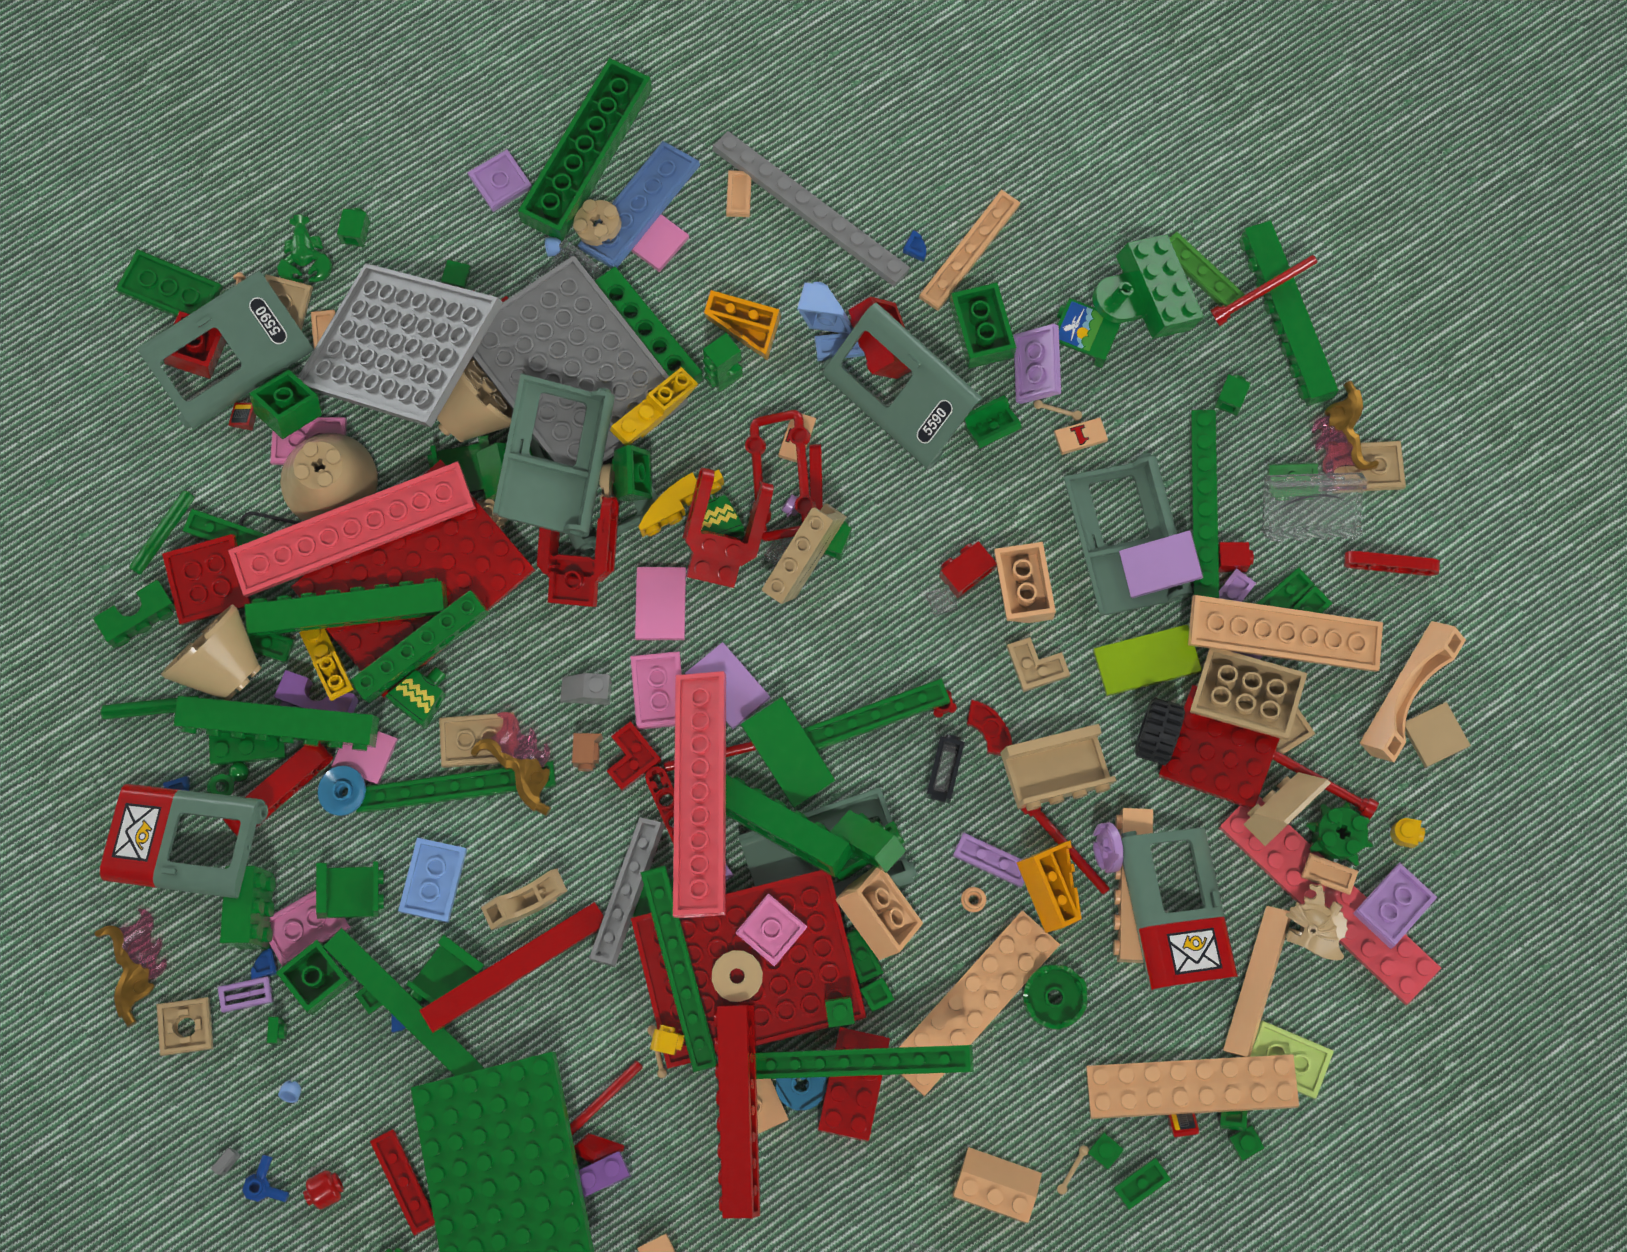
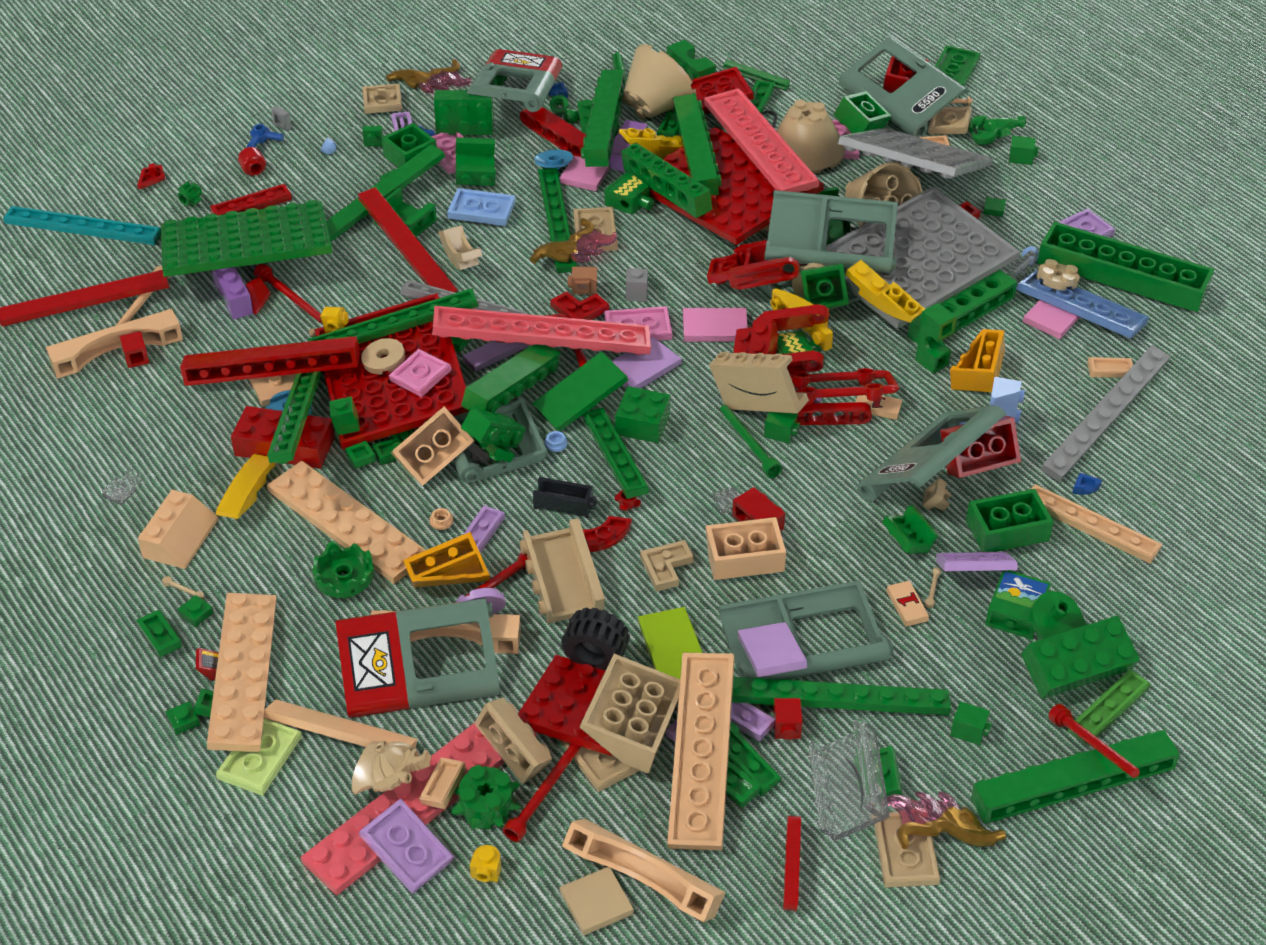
camera: 90 degrees right, 30 degrees down
(819, 684) = (642, 414): none -> green brick
(855, 780) = (556, 441): none -> light blue plate
(892, 555) = (770, 465): none -> green piece
(930, 1118) = (244, 487): none -> yellow slope

